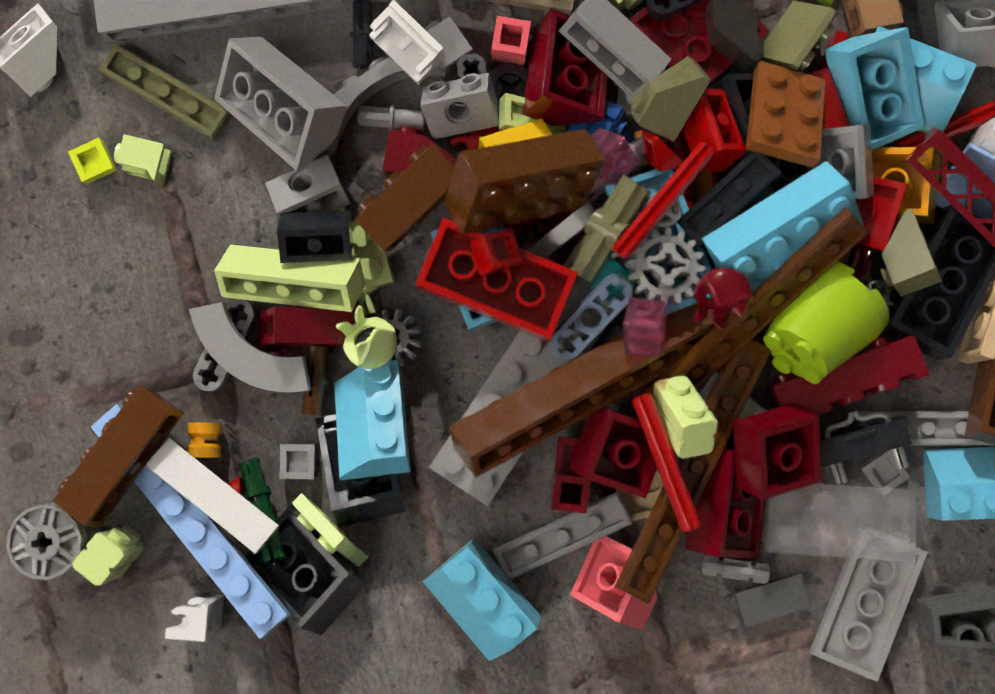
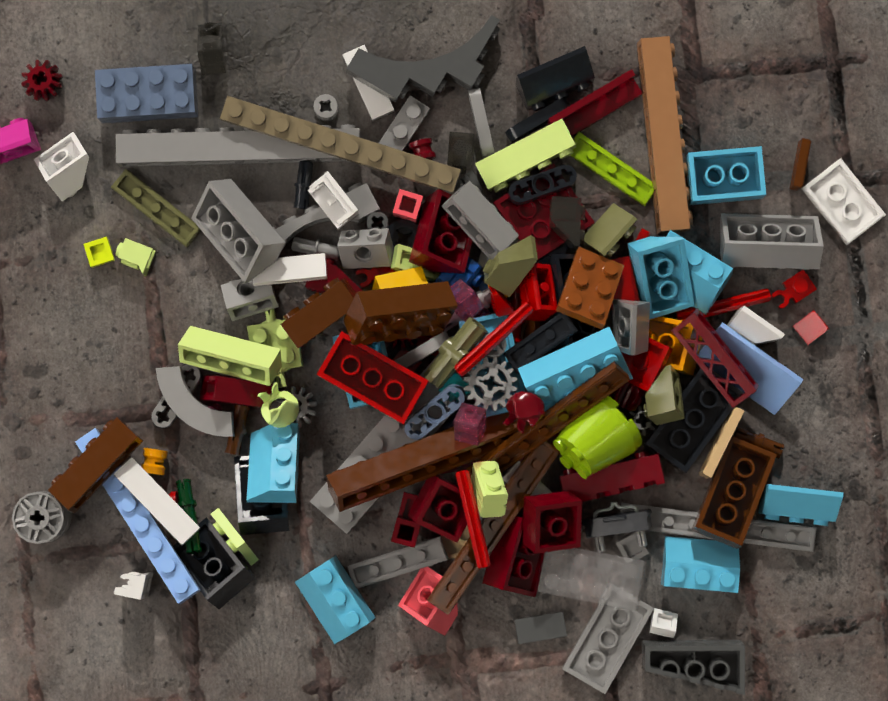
camera: 15 degrees right, 0 degrees up
(109, 555) = (80, 532): yellowish green brick -> none
(297, 461) = (218, 485): light grey plate -> none
(315, 236) = (251, 329): black brick -> none
(363, 147) = (293, 270): none -> white tile
(495, 251) = (374, 359): red slope -> none
(735, 569) = (517, 602): light grey axle -> none
(944, 571) = (663, 623): none -> white plate

